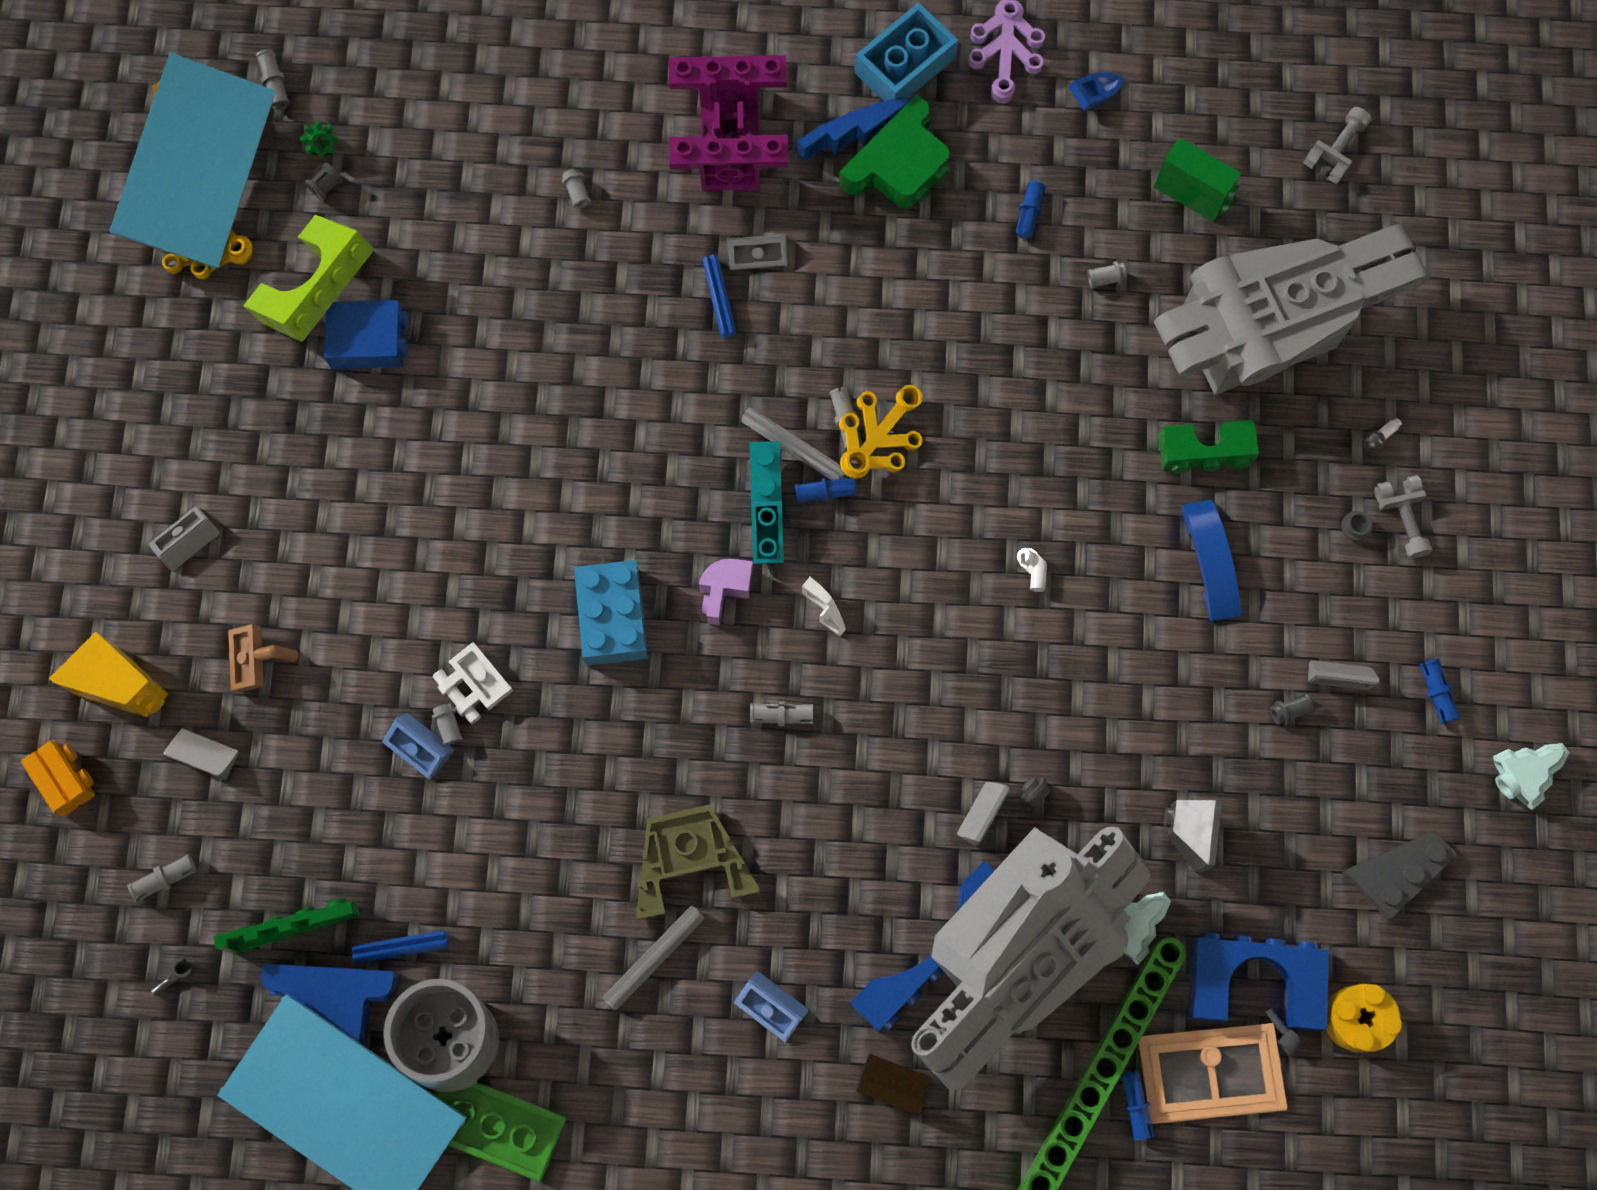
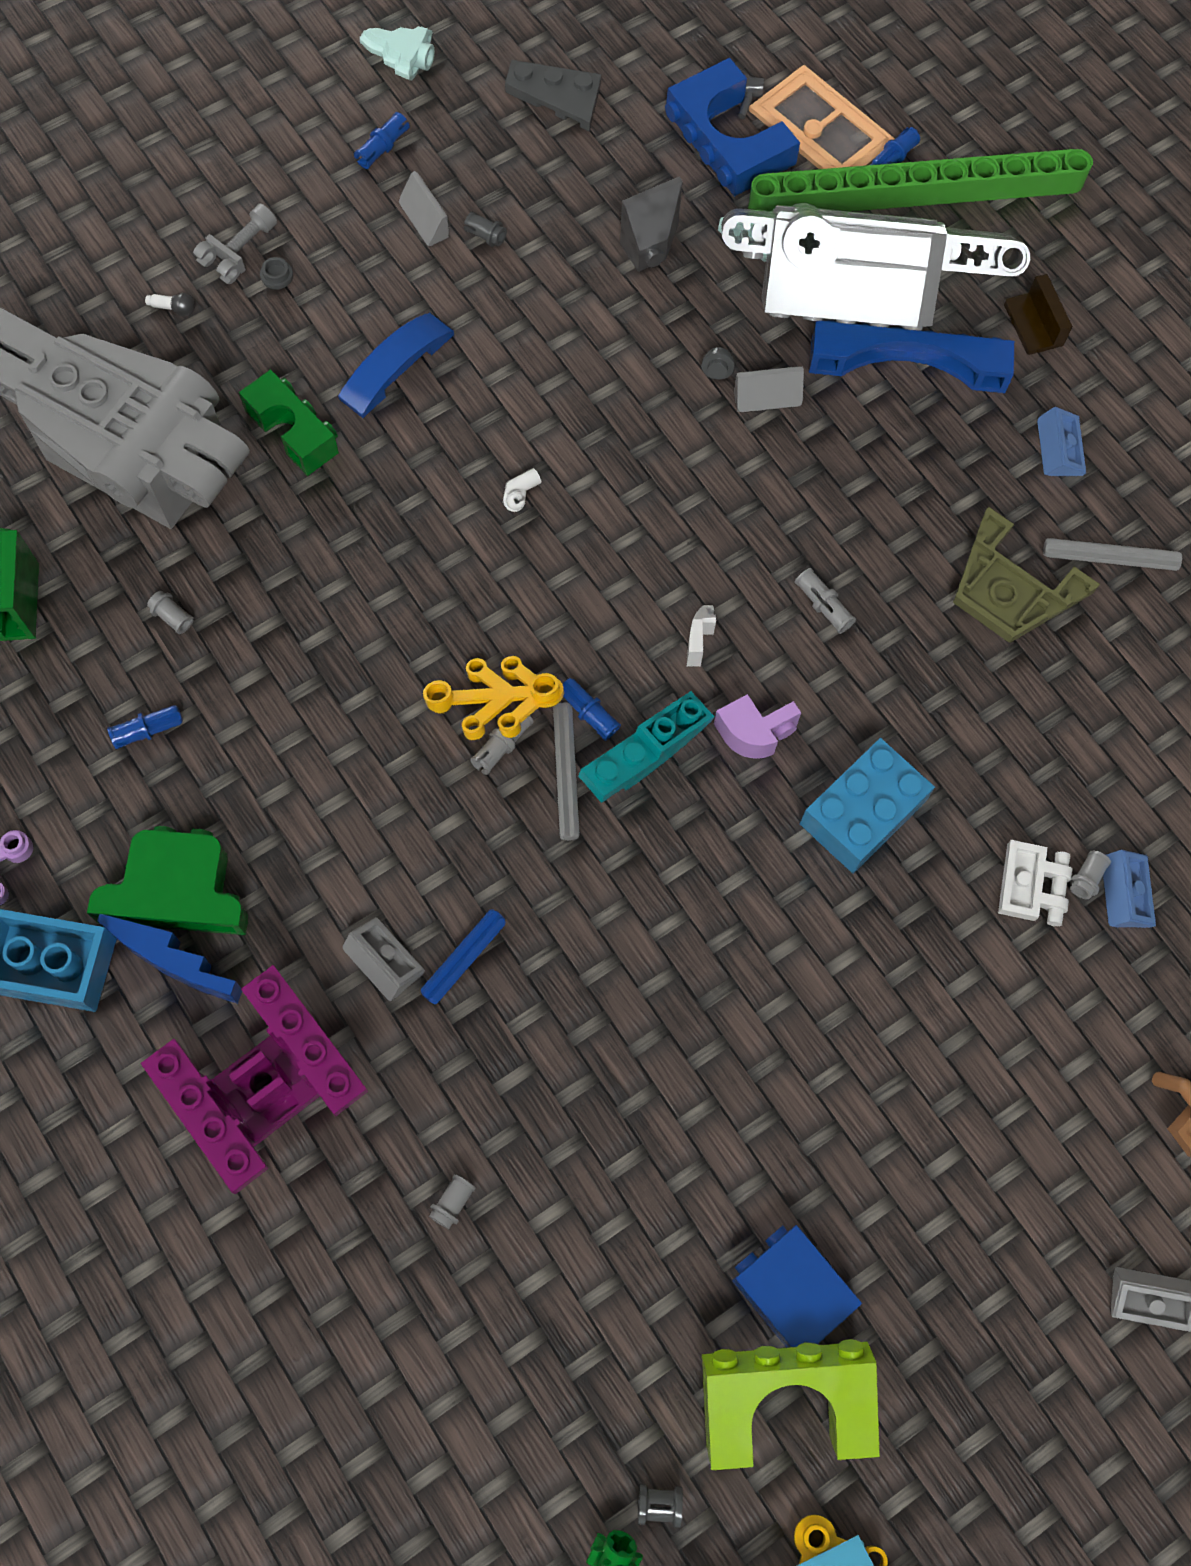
camera: 130 degrees left, 5 degrees down
(1381, 1017) = (696, 43): yellow brick -> none

